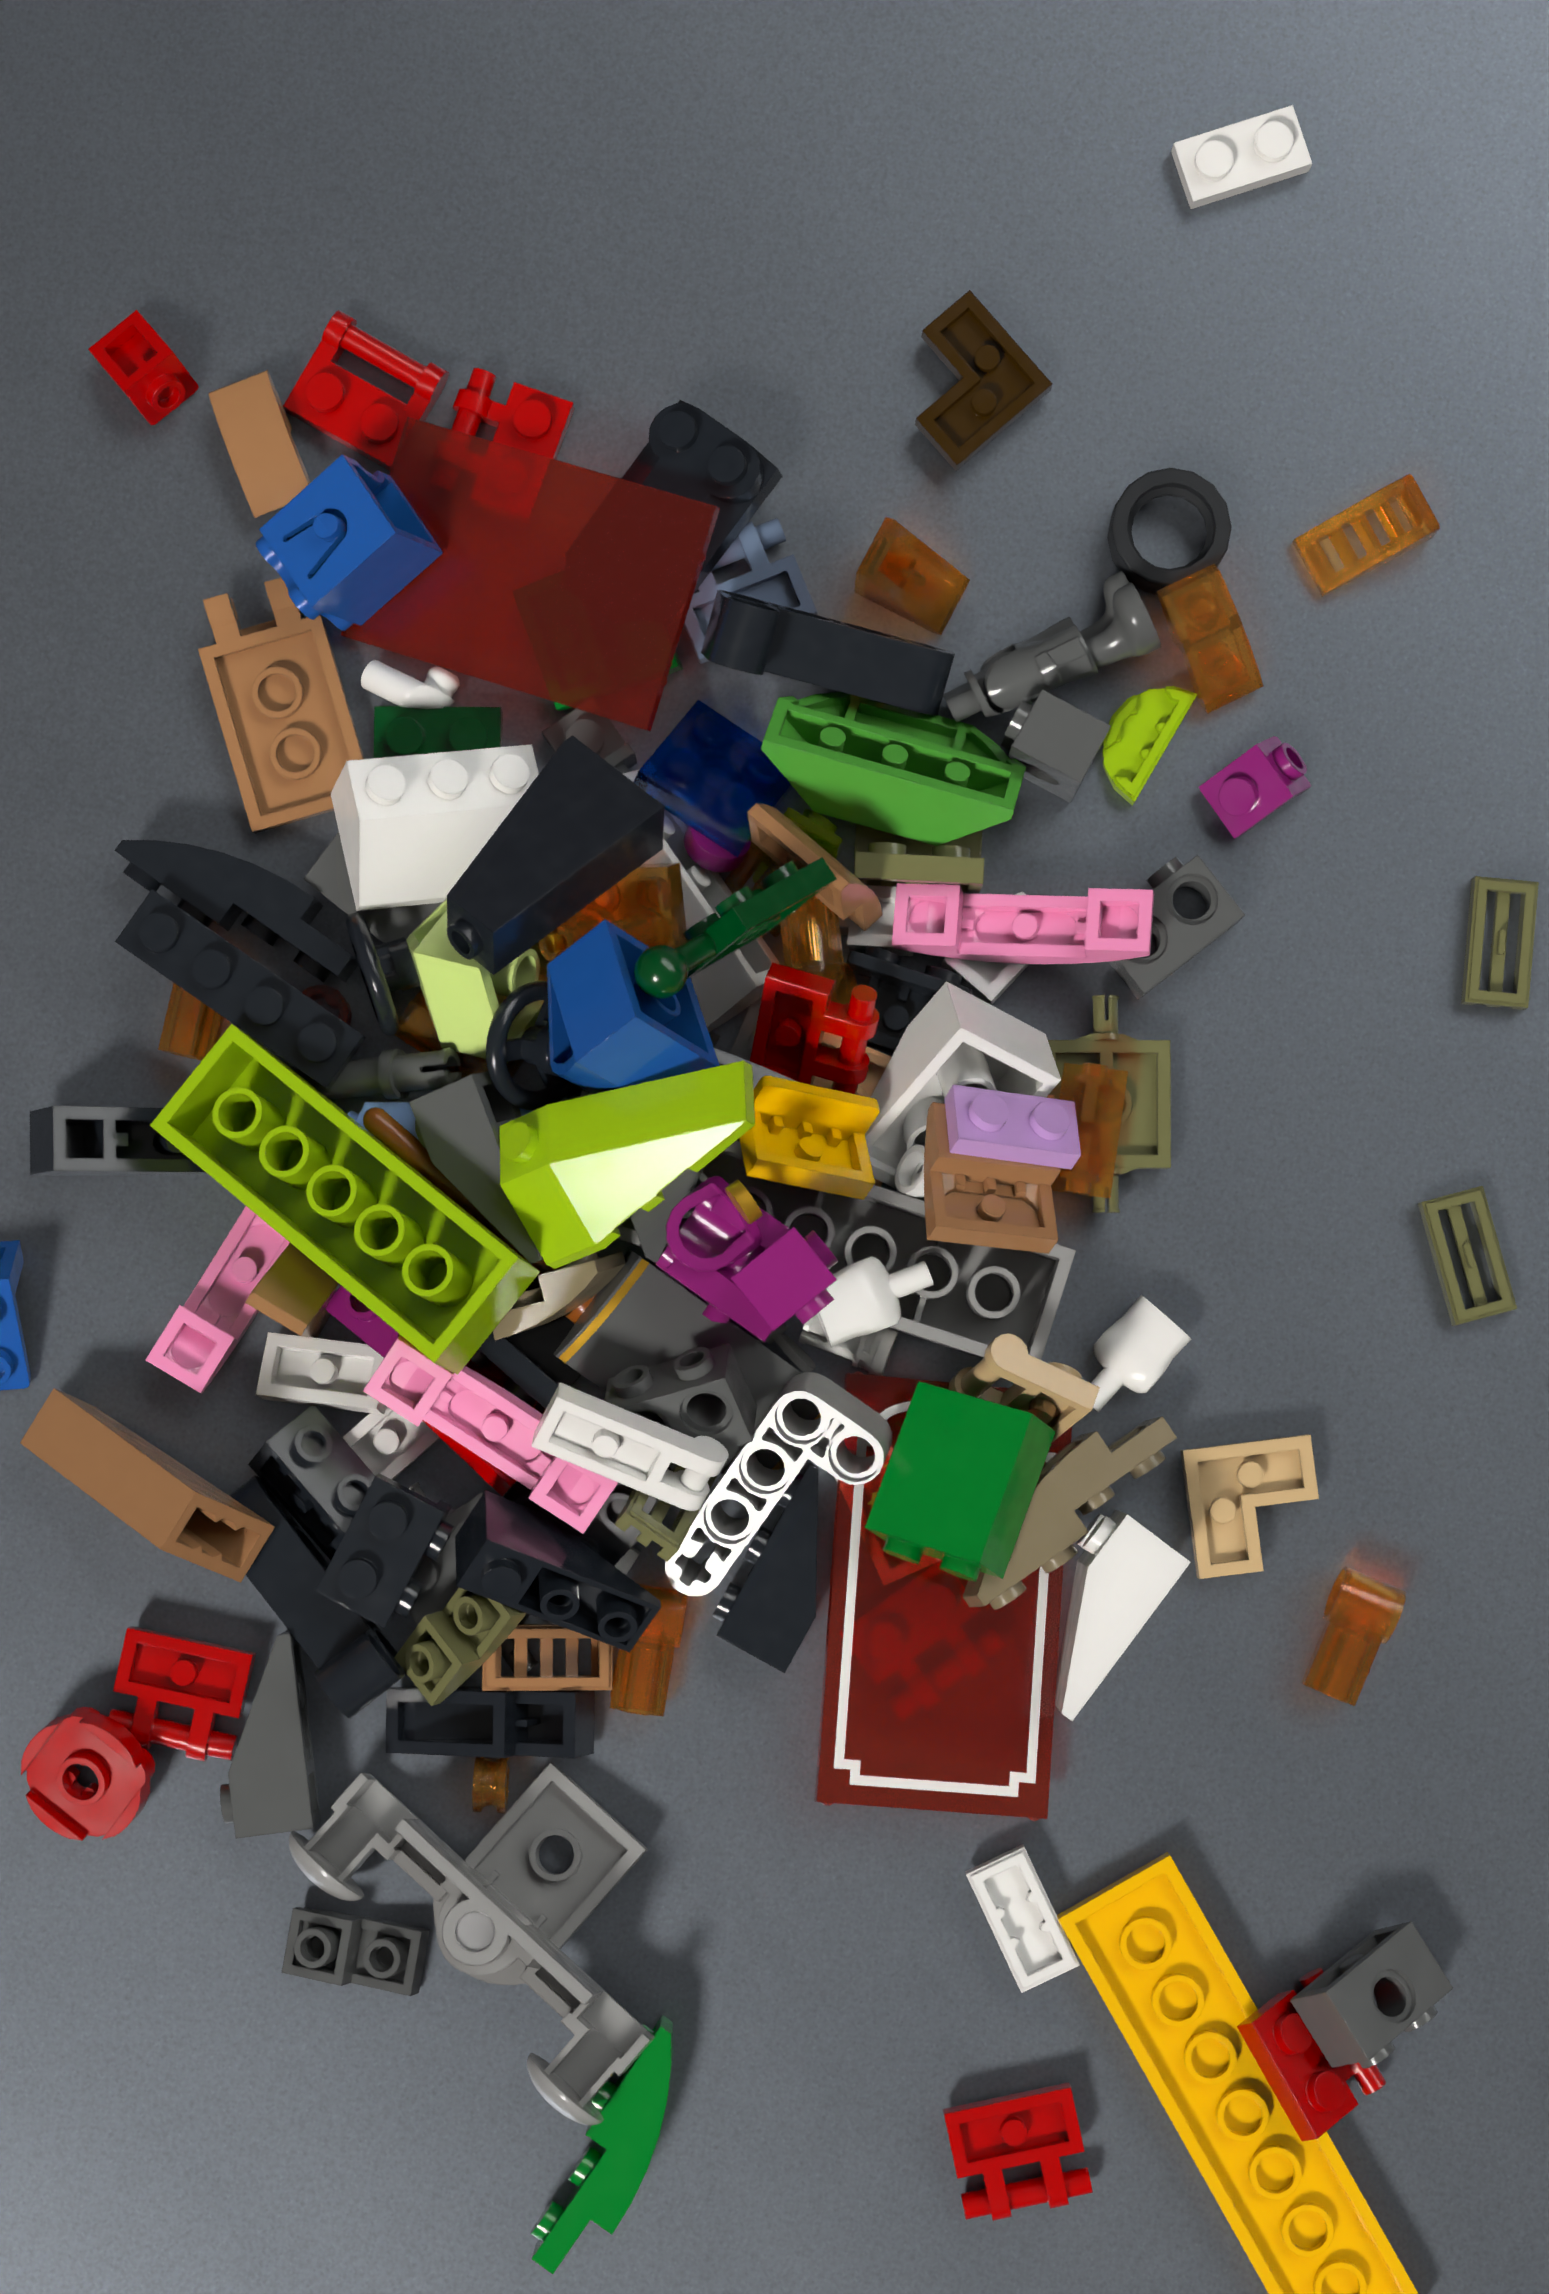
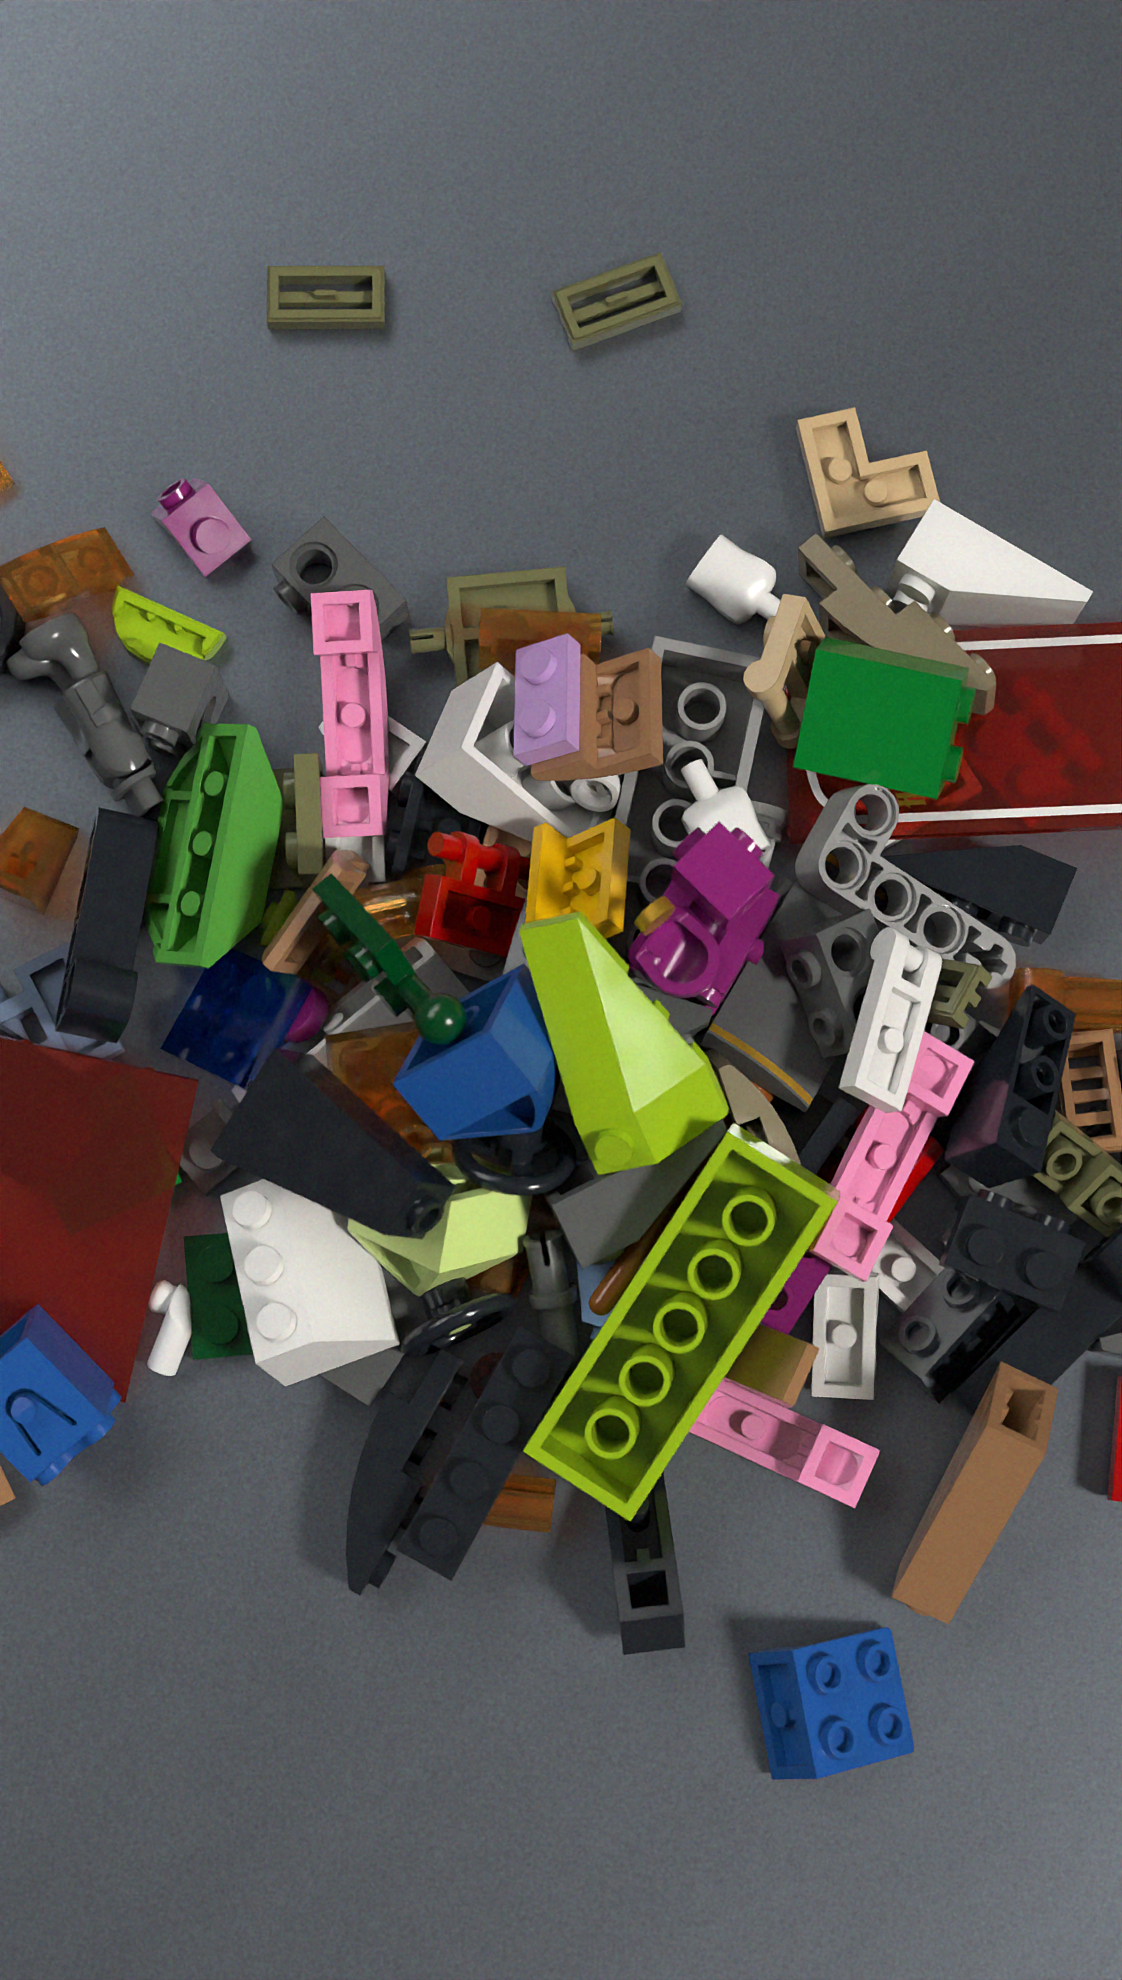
camera: 100 degrees left, 5 degrees down
(279, 709) = (204, 1451): medium nougat tile -> none
(1359, 1619) = (960, 365): clear orange piece -> none

